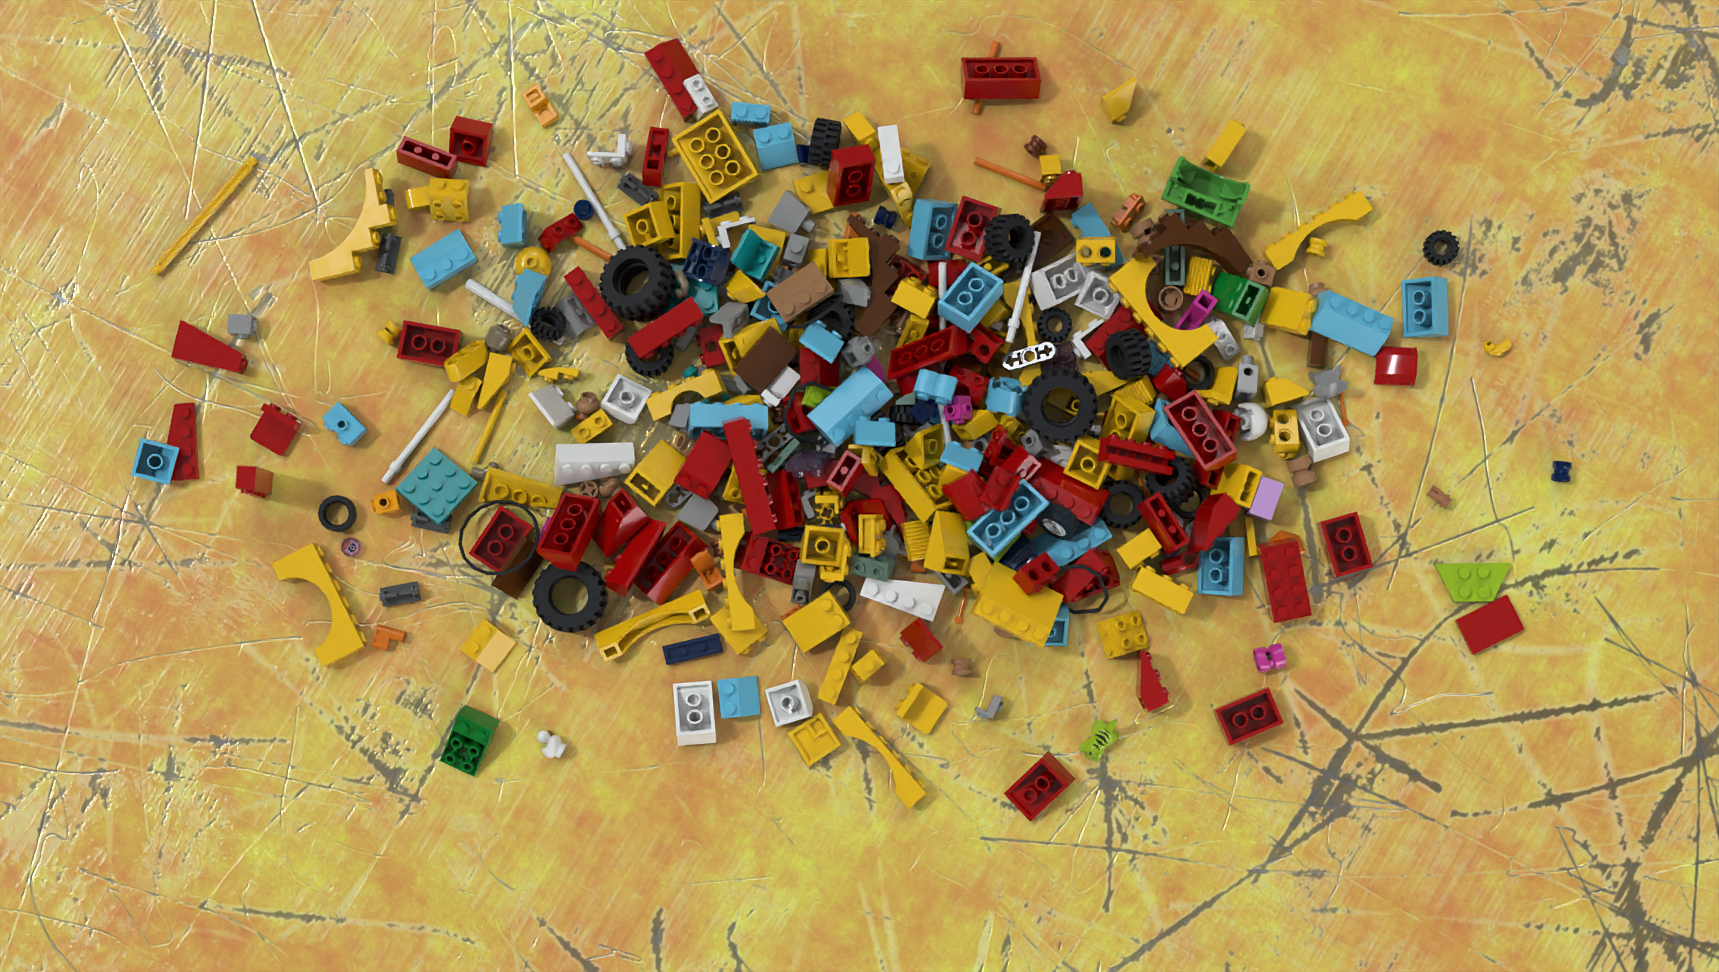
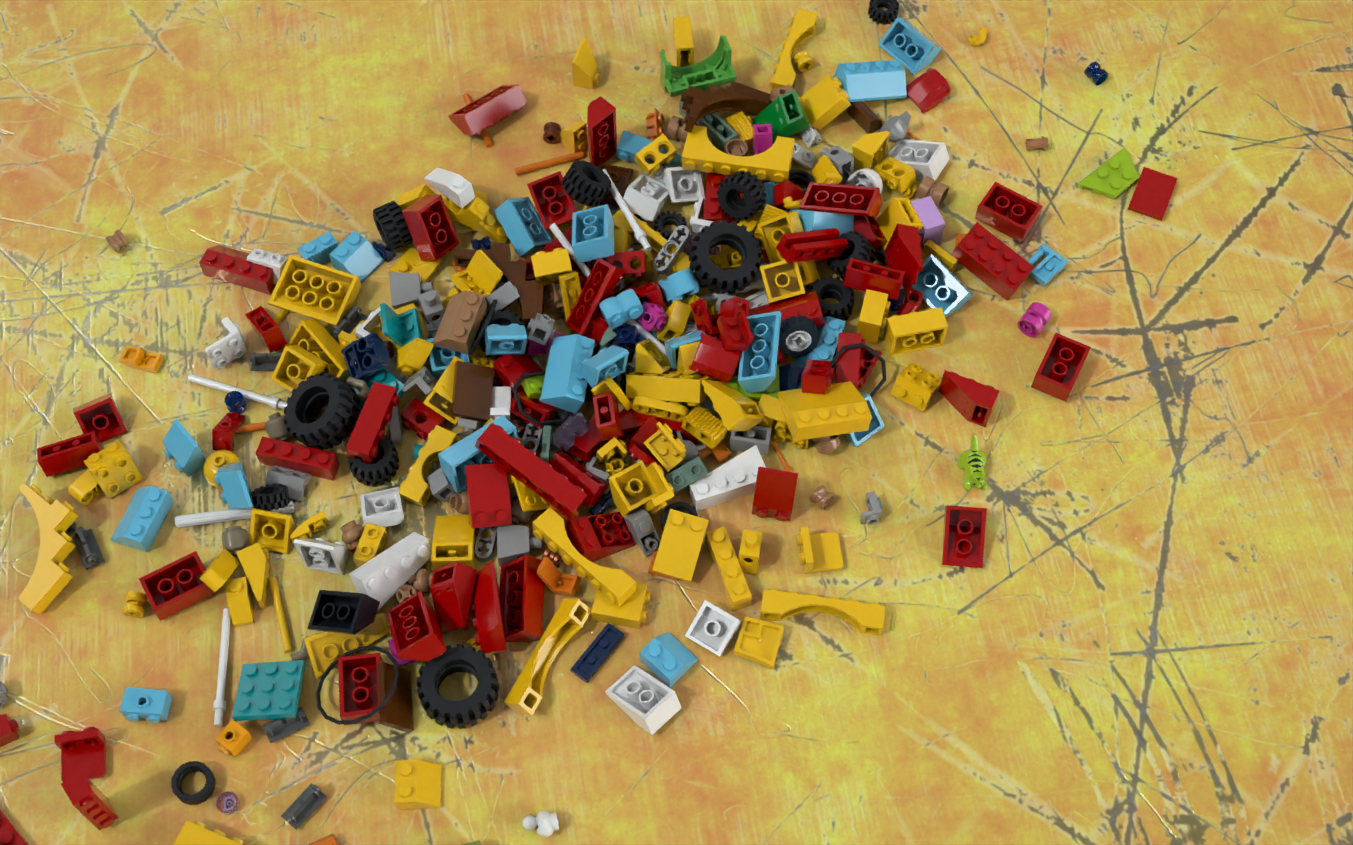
camera: 40 degrees left, 25 degrees down
(529, 471) = (342, 612): none -> black slope
(596, 262) = (276, 428): none -> dark tan head
(895, 497) = (660, 408): none -> yellow beam
(1162, 398) = (790, 204): none -> yellow arm
(1332, 619) = (1048, 267): none -> medium azure plate

